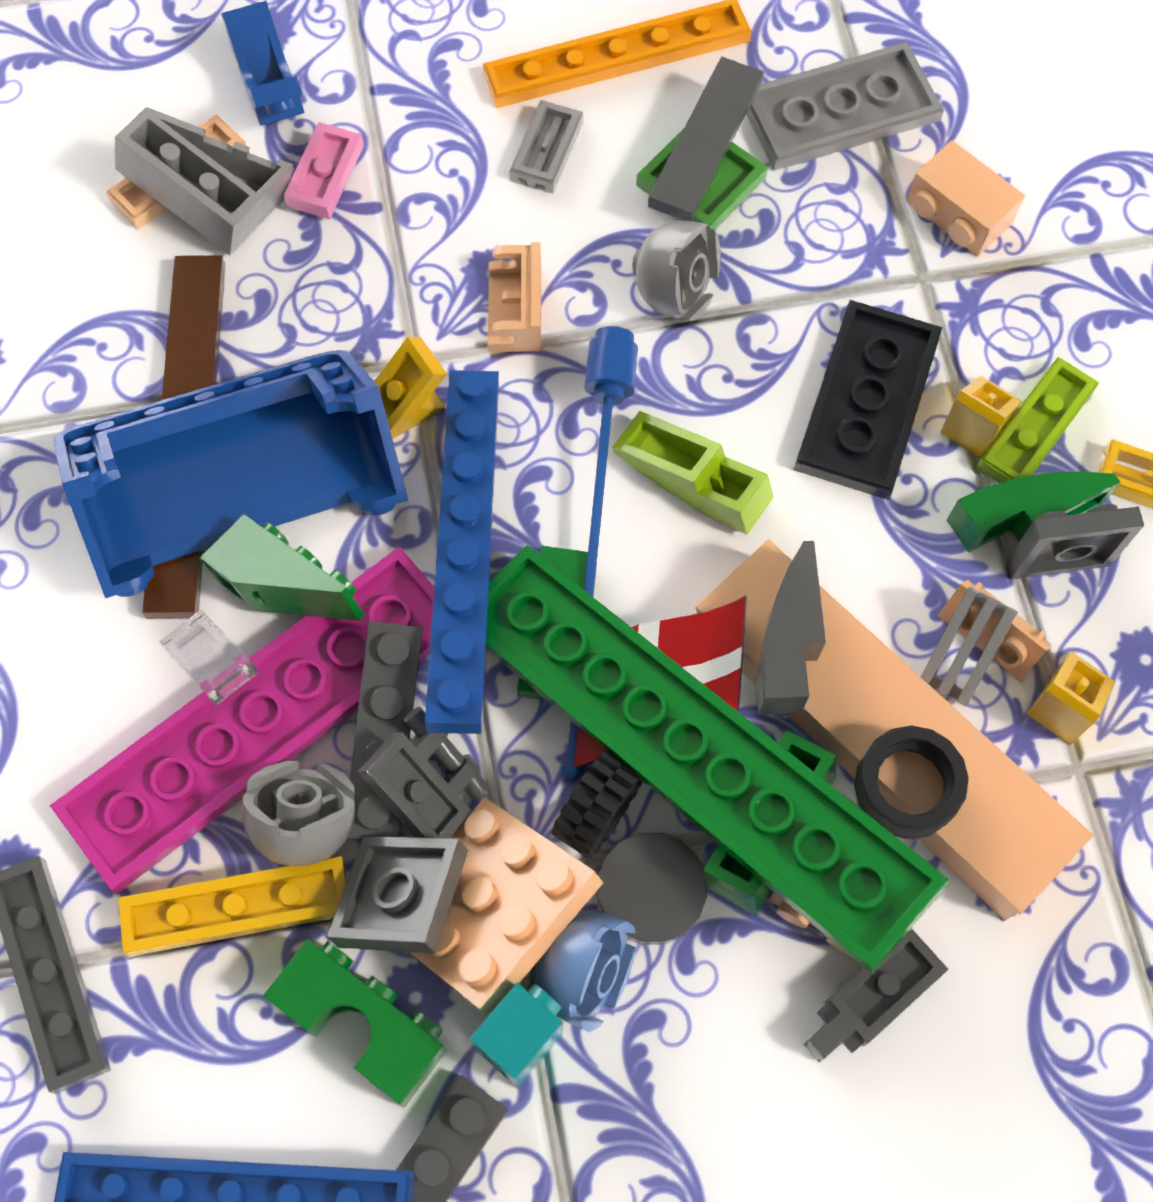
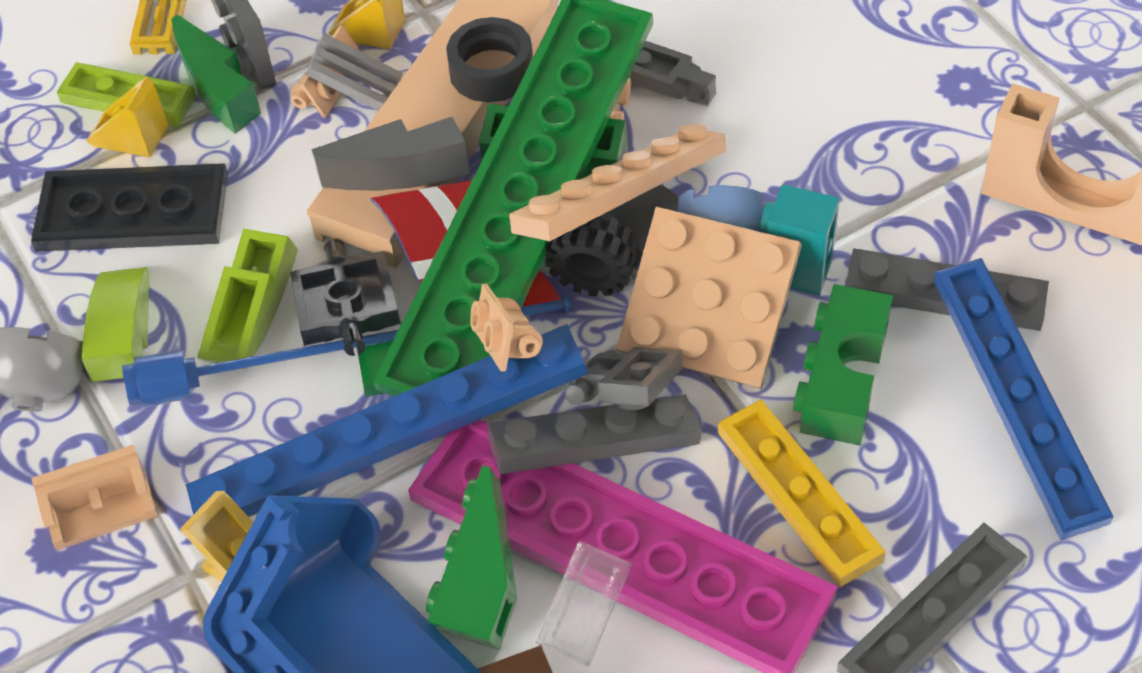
camera: 105 degrees left, 15 degrees down
(298, 812) = (698, 454): light grey cylinder -> none
(398, 894) = (733, 351): dark grey plate -> none
(473, 655) = (503, 328): none -> light nougat hinge
(652, 554) = (344, 298): none -> black plate
(663, 861) = (616, 183): none -> light nougat plate
(712, 351) = (116, 322): none -> lime slope

